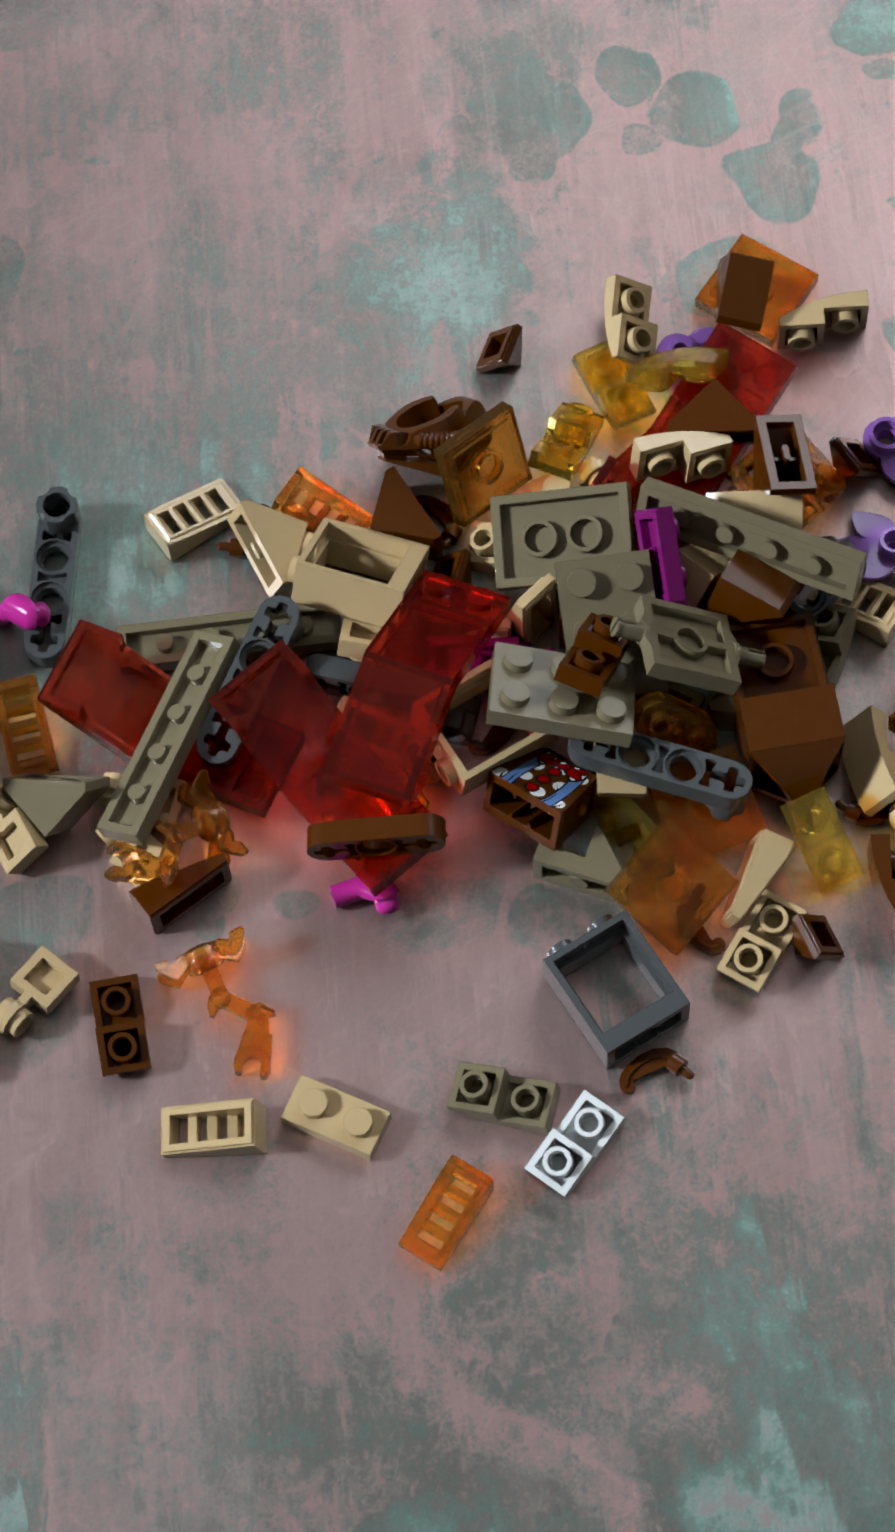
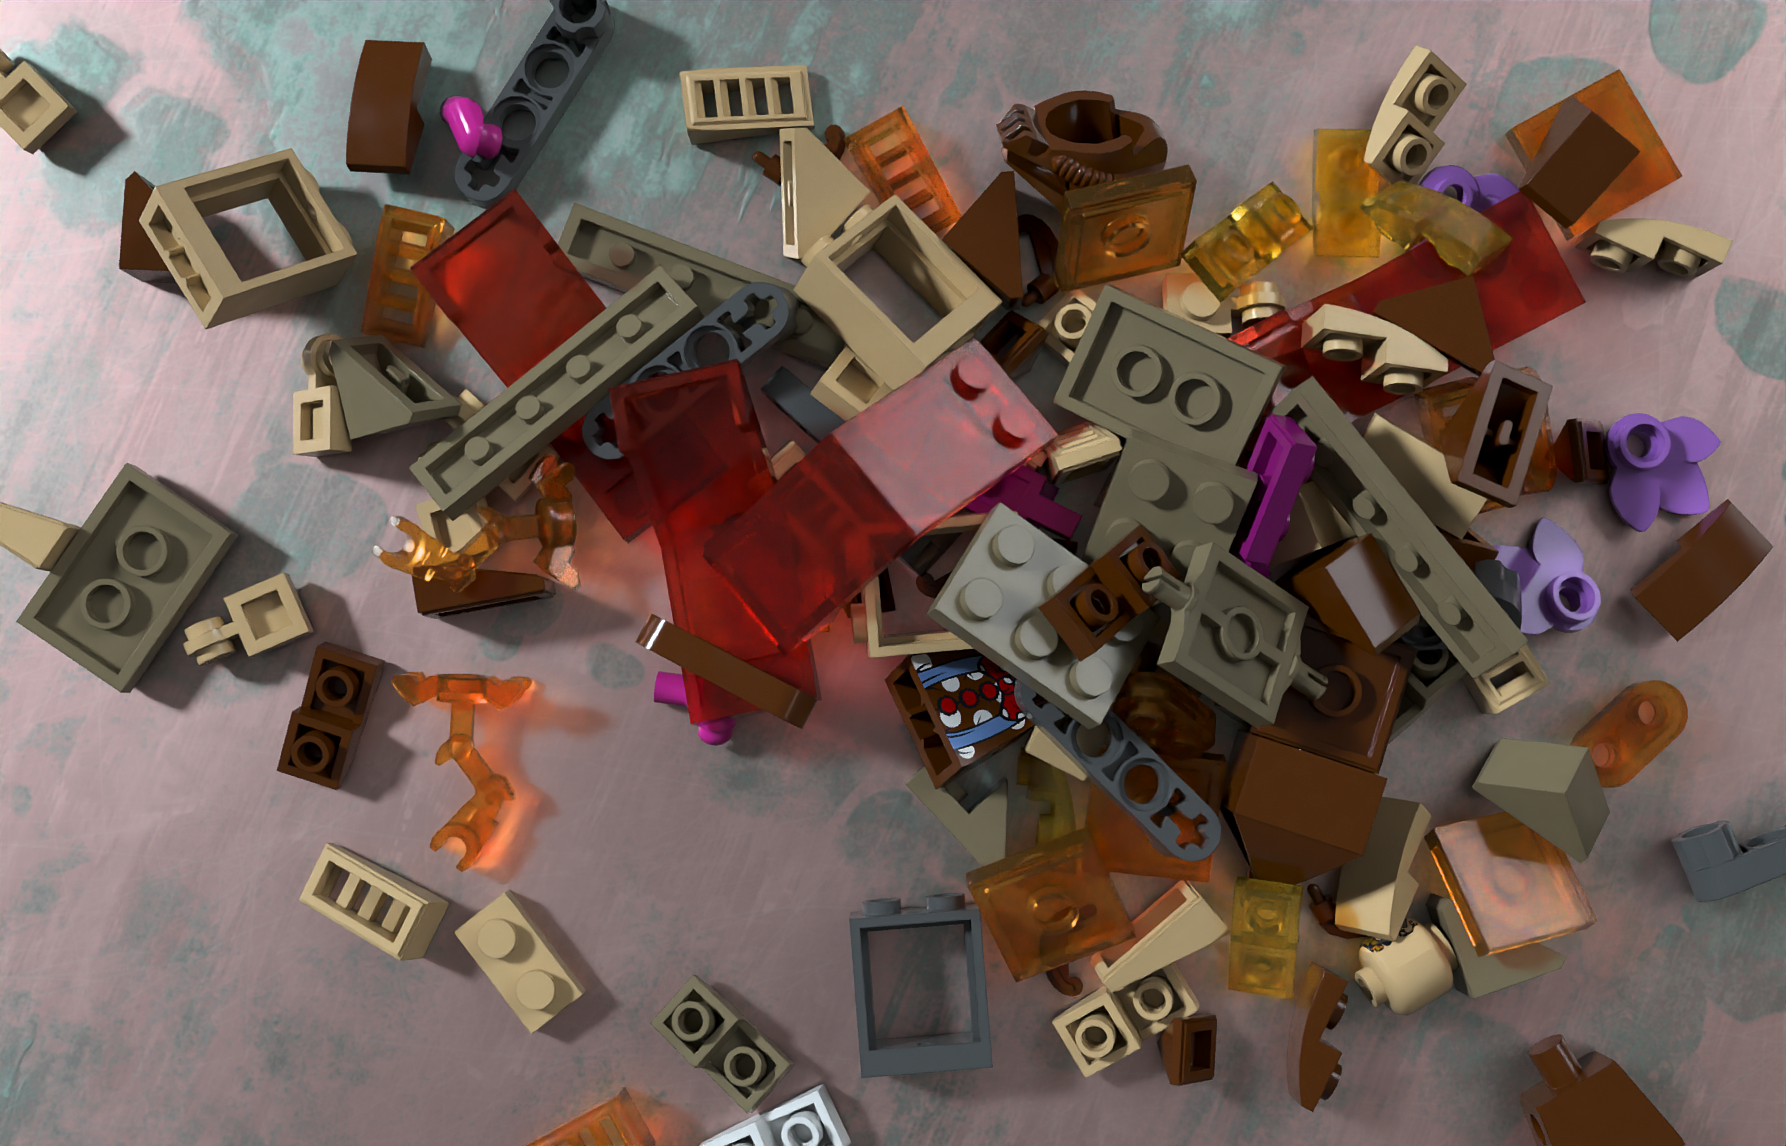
camera: 25 degrees right, 20 degrees up
(501, 349) = (1234, 72): reddish brown slope -> none
(652, 1062) = (918, 1090): reddish brown piece -> none

